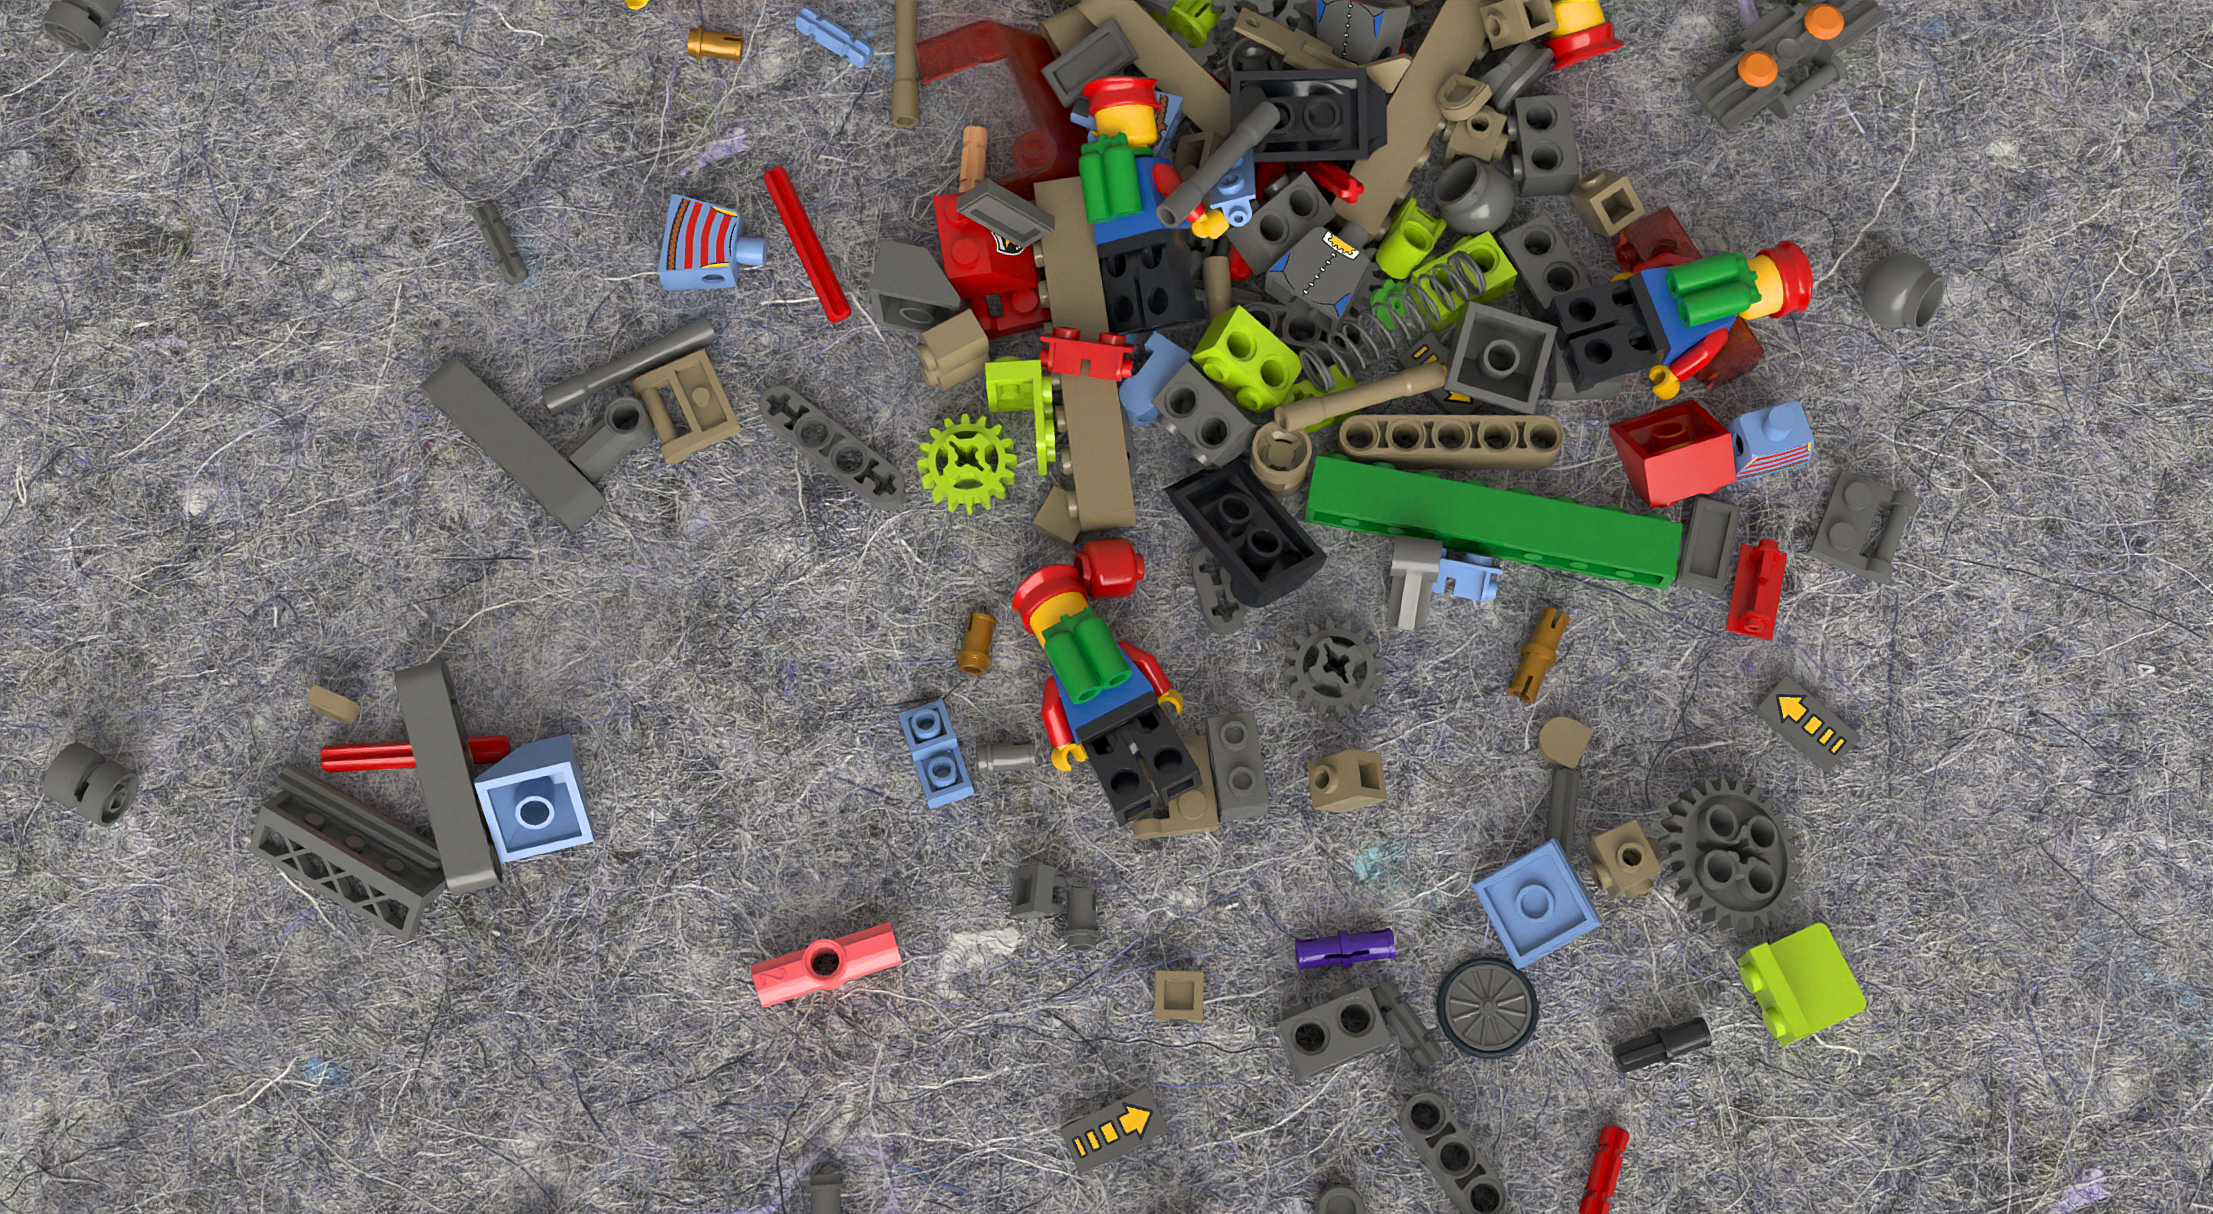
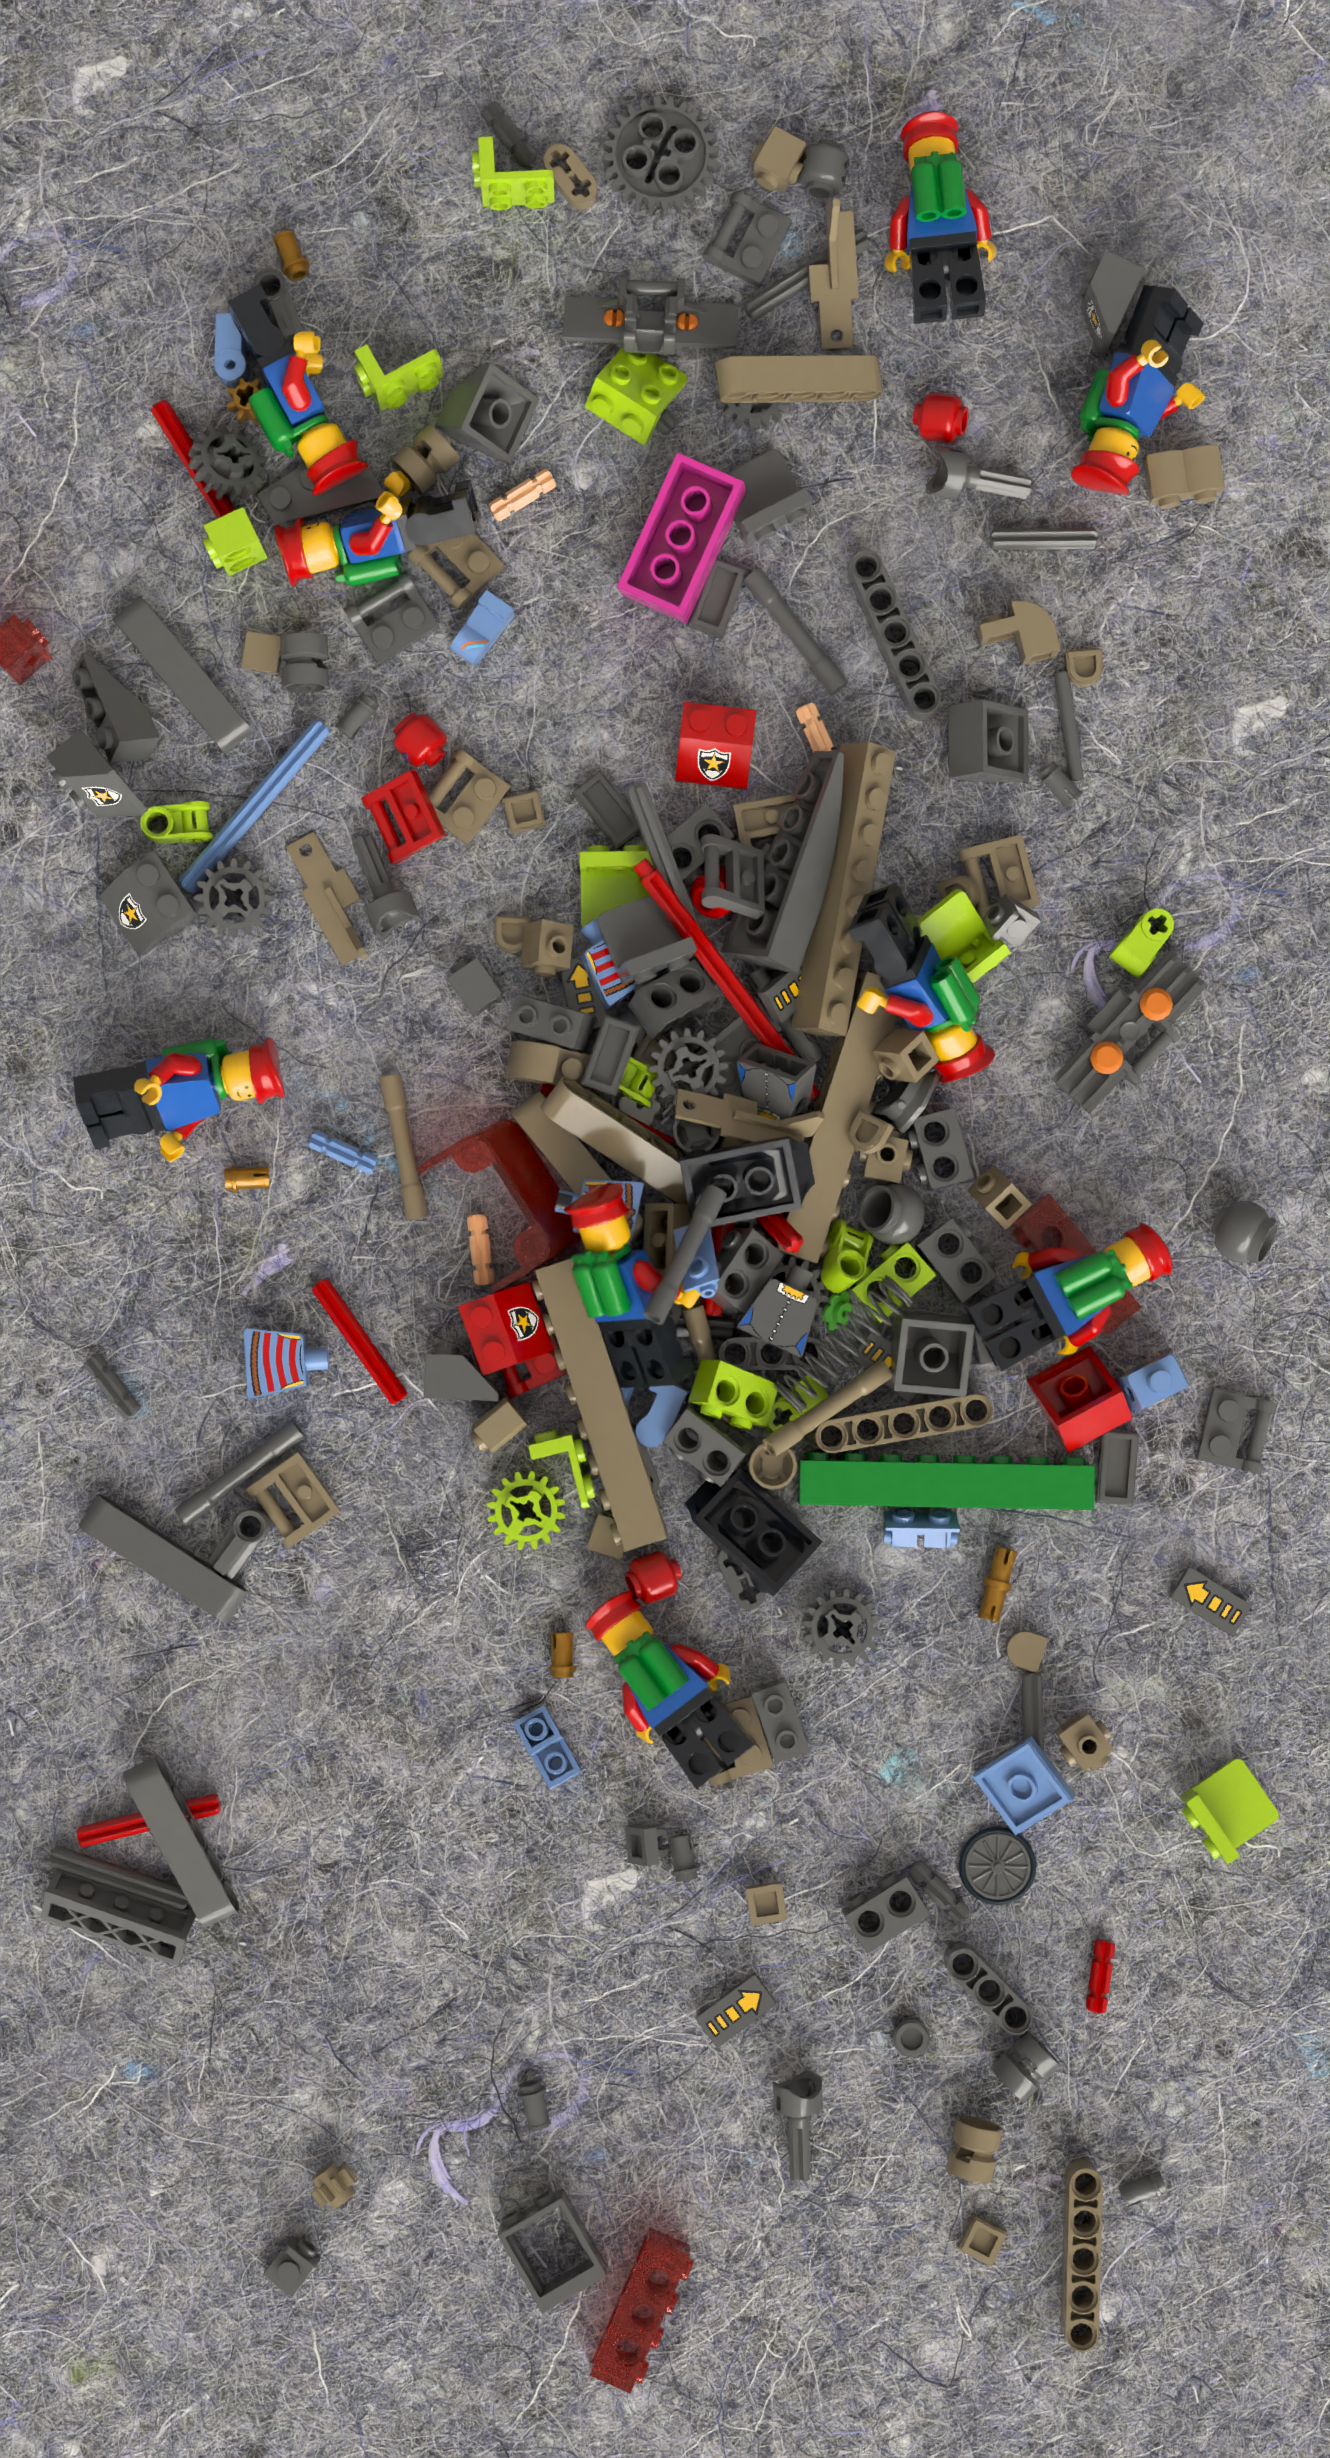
camera: 15 degrees left, 15 degrees up
(332, 705) = (77, 1796): dark tan tile -> none
(536, 800) = (251, 1842): medium blue slope -> none
(795, 975) = (477, 1939): coral piece -> none
(834, 445) = (414, 1516): dark grey beam -> none
(1005, 213) = (520, 1314): dark grey tile -> none
(1005, 756) = (601, 1741): dark grey pin -> none
(1069, 350) = (623, 1414): hinge -> none
(1096, 56) = (561, 1157): dark grey tile -> none
(1344, 949) = (884, 1843): dark purple pin -> none
(1346, 781) = (858, 1721): dark tan brick -> none
(1413, 571) = (891, 1549): piece -> none
(1661, 1045) = (1130, 1873): black axle -> none
(1727, 873) = (1161, 1689): dark grey gear -> none
(1756, 590) = (1159, 1501): red hinge -> none

